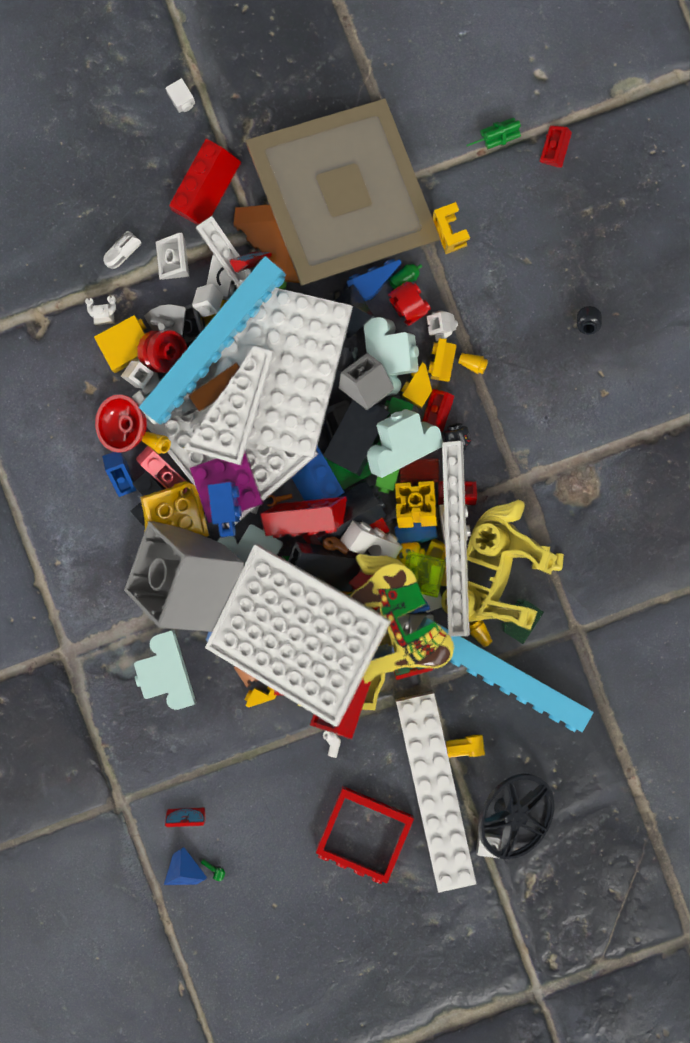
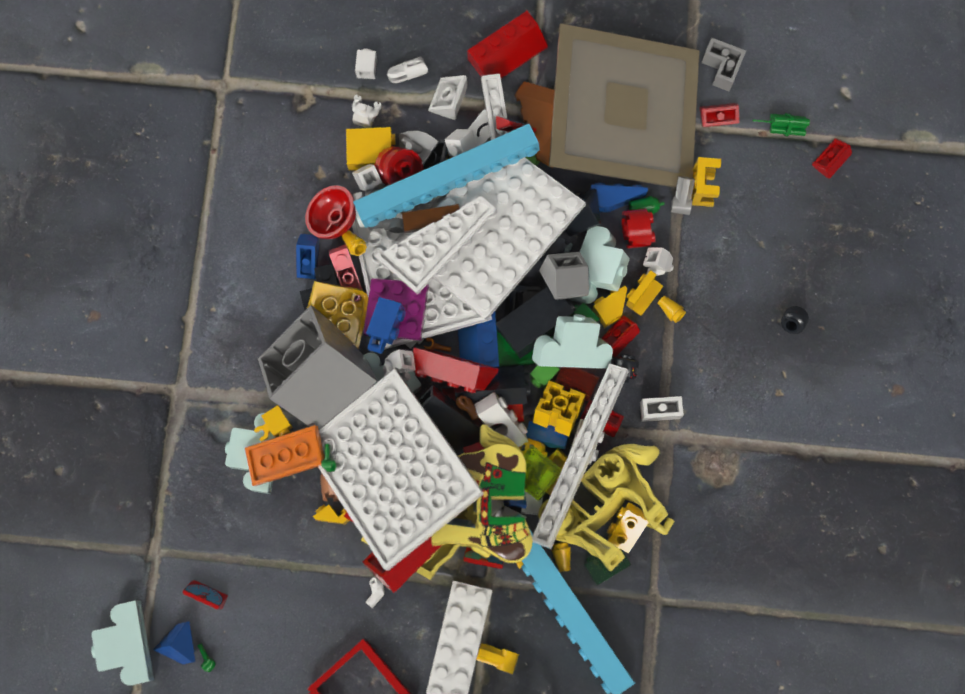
camera: 25 degrees right, 10 degrees down
(79, 262) = (366, 64): none -> white brick
(138, 893) = (124, 644): none -> light aqua brick
(172, 641) = (275, 422): none -> yellow brick
(195, 666) = (285, 455): none -> orange tile
(236, 657) = (327, 464): none -> green hand
(254, 533) = (402, 362): none -> white piece
(415, 97) = (725, 59): none -> light grey brick
(433, 153) = (719, 115): none -> red slope
(437, 255) = (682, 200): none -> light grey piece
(507, 460) = (661, 408): none -> white brick
(526, 582) = (627, 527): none -> yellow brick

